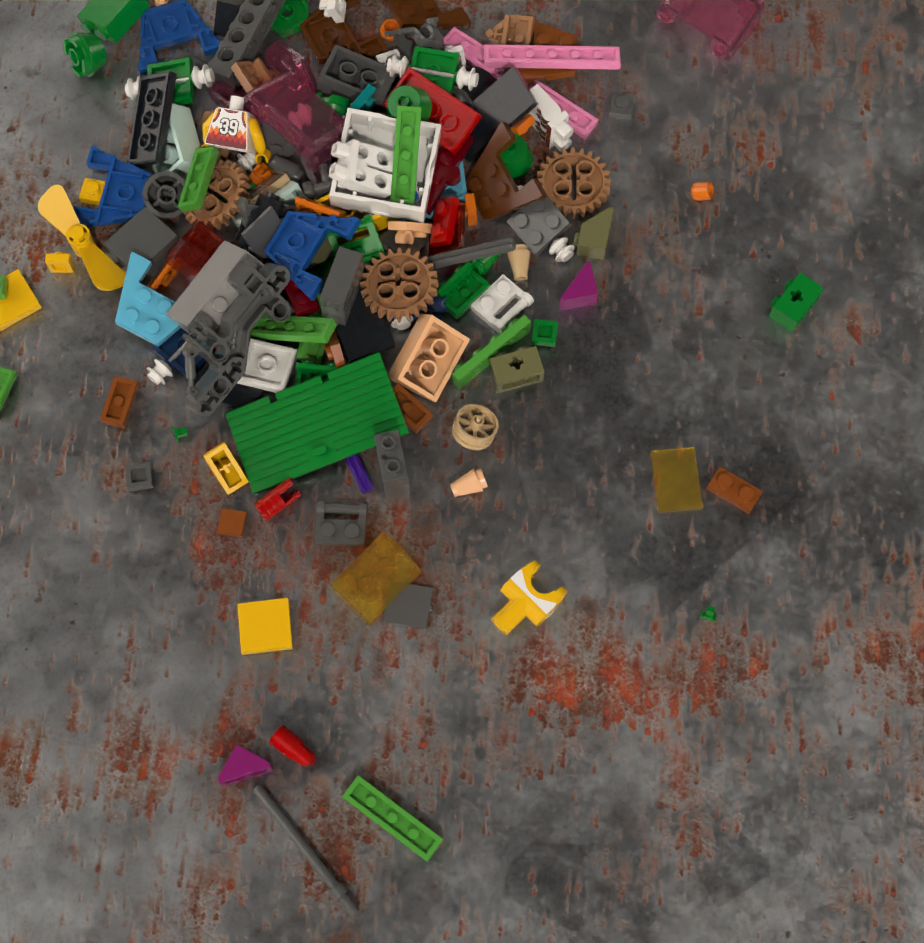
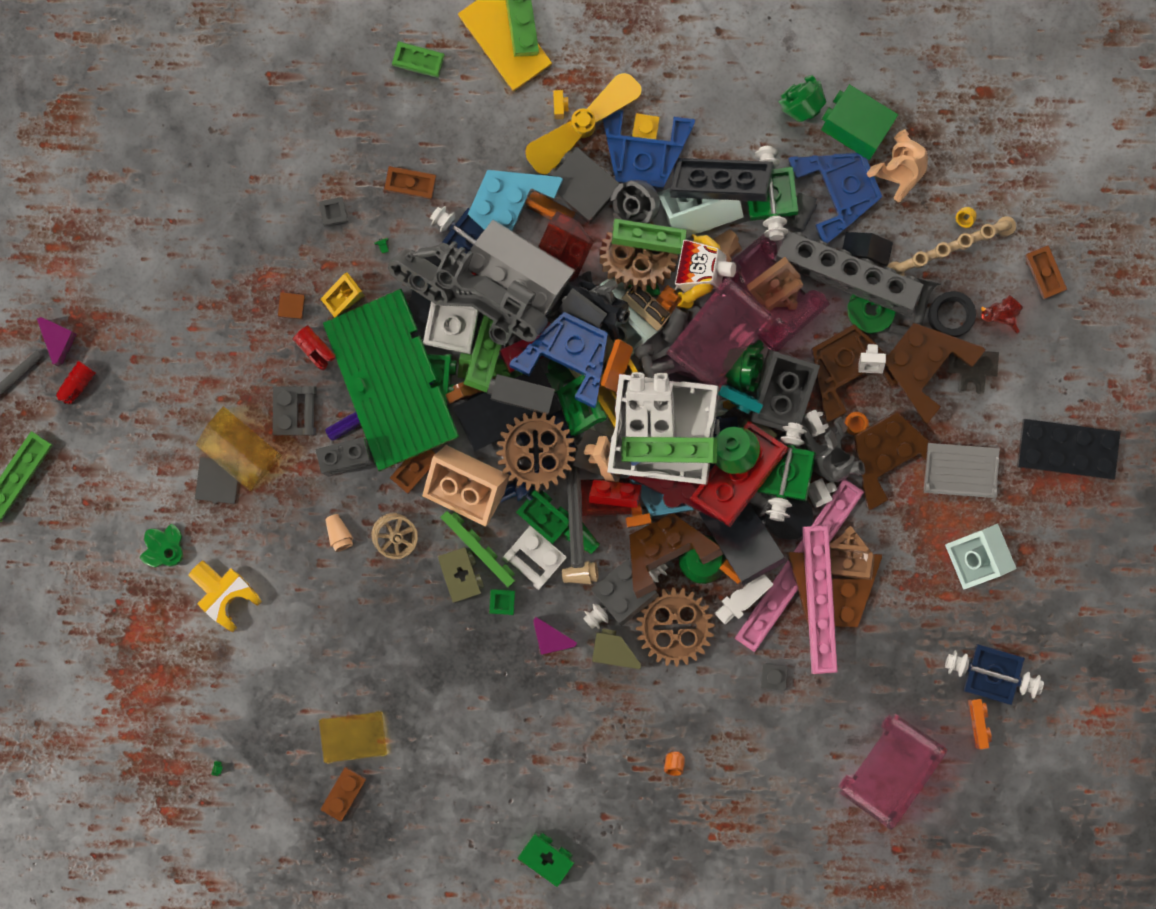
camera: 90 degrees right, 15 degrees up
(265, 626) = (190, 346): yellow tile -> none
(472, 664) = (160, 544): none -> green plate

